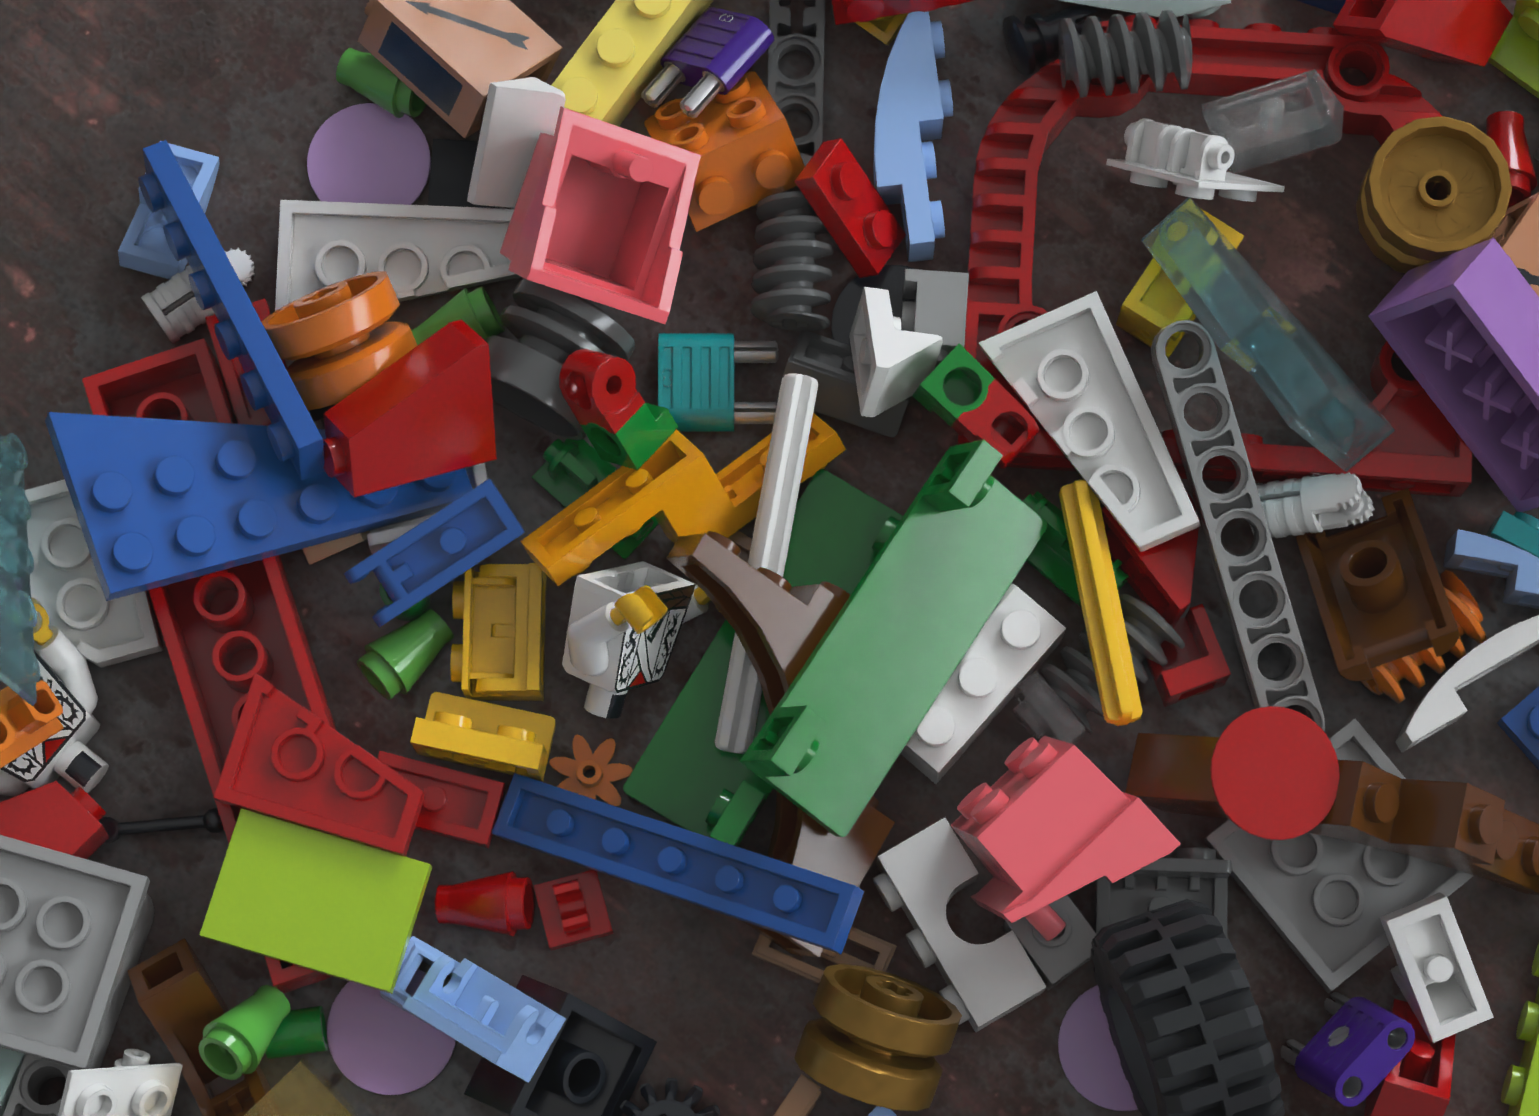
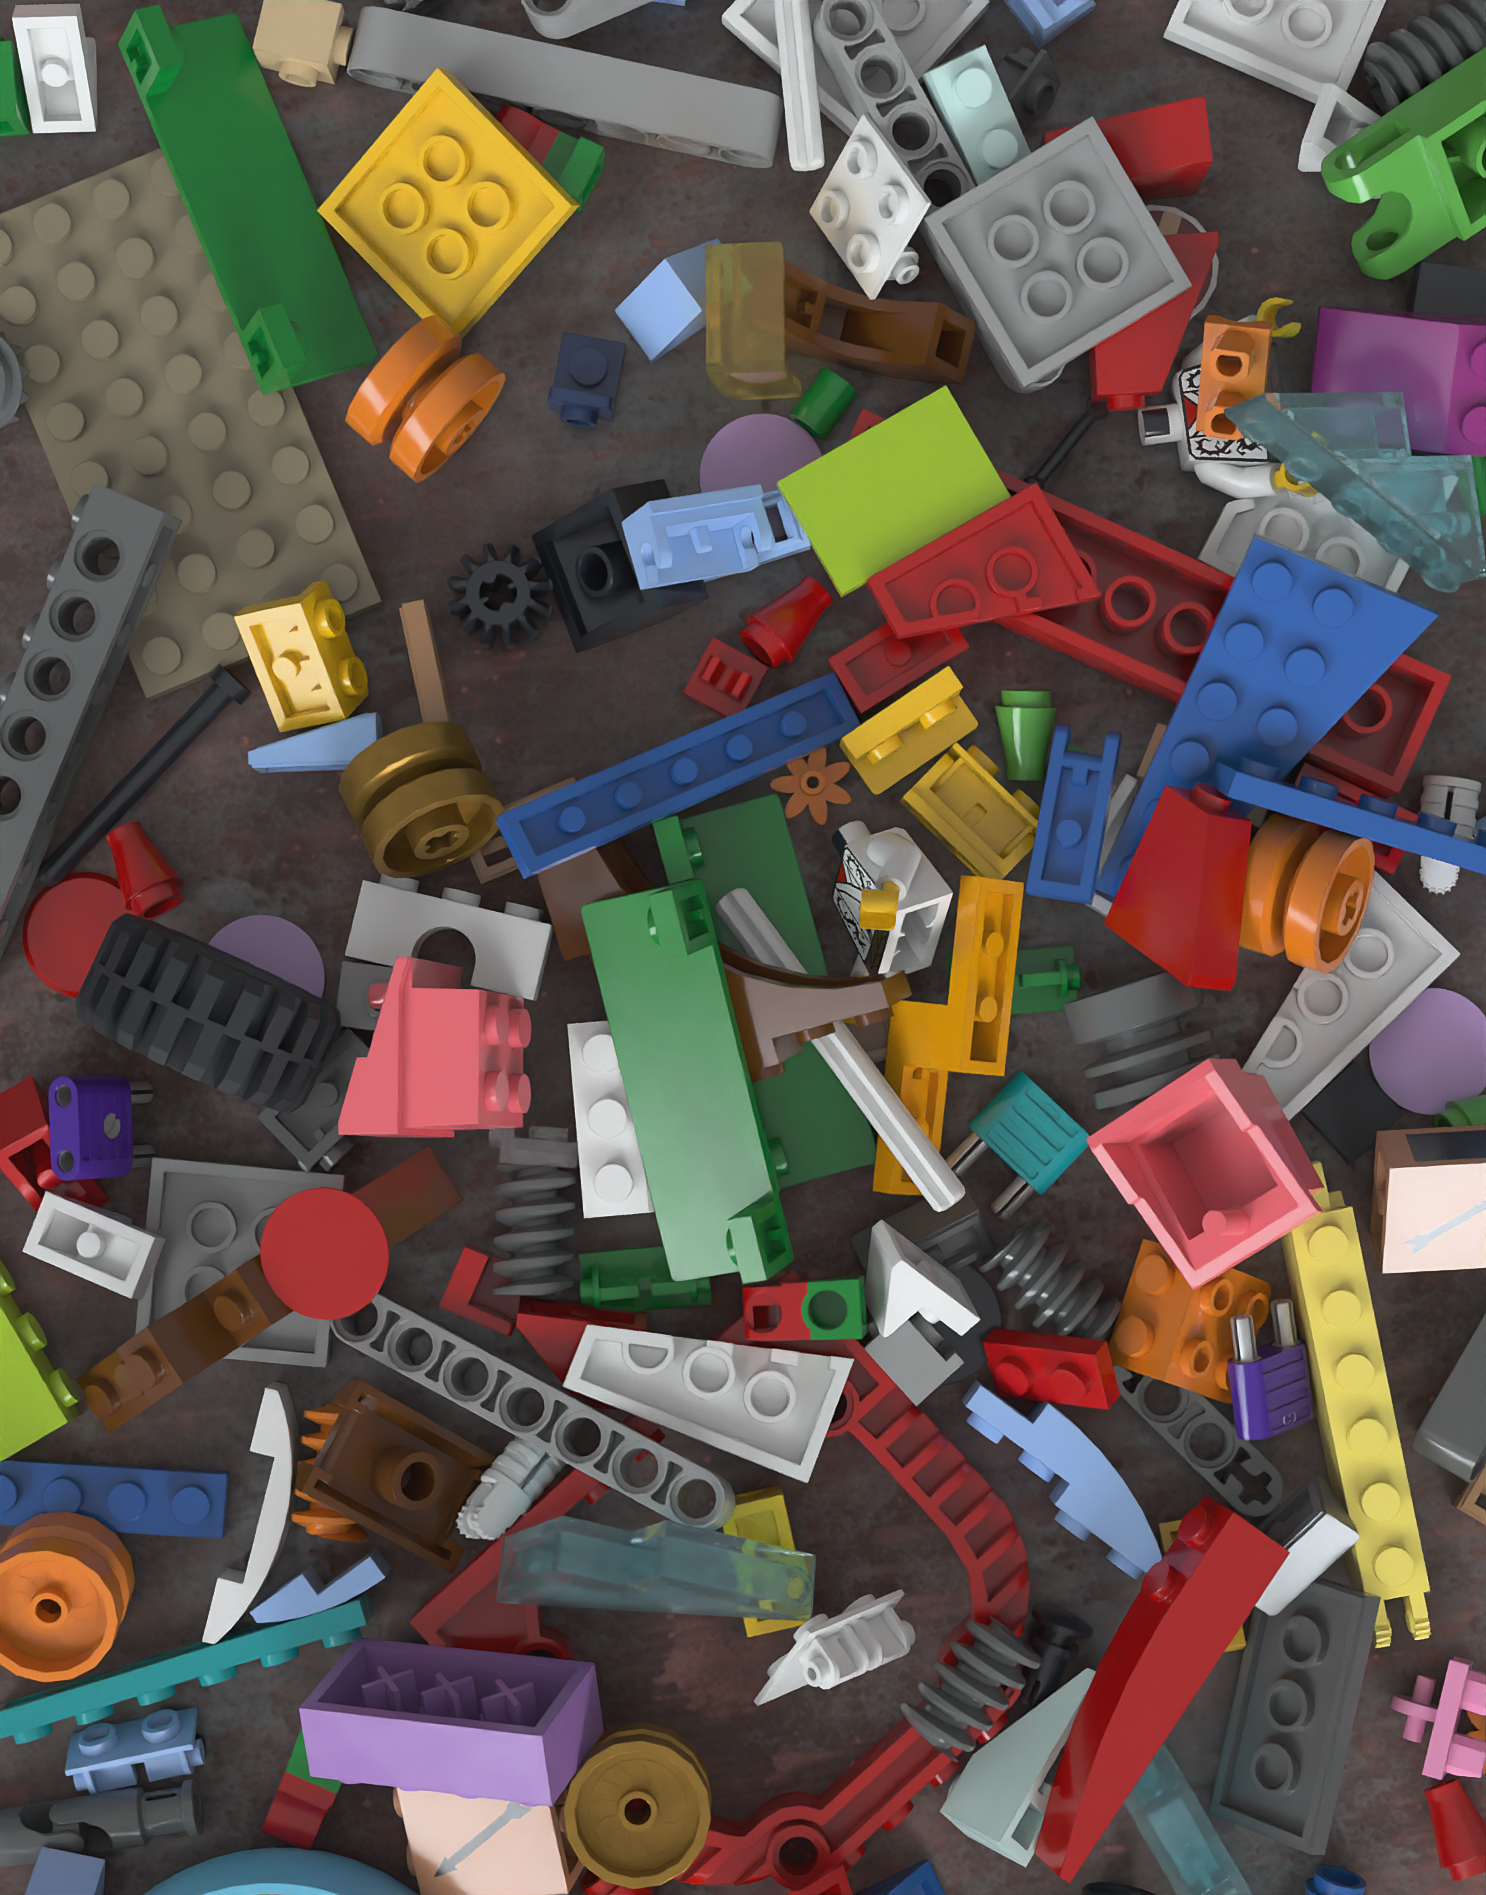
camera: 125 degrees right, 10 degrees up
(241, 1036) = (849, 357): bright green cone -> none
(472, 307) = (1239, 1012): bright green cone -> none
(508, 136) = (1348, 1167): white slope -> none
(611, 410) = (1057, 1038): leg -> none
(1100, 604) = (575, 1257): yellow axle -> none
(1277, 120) = (815, 1751): clear slope -> none

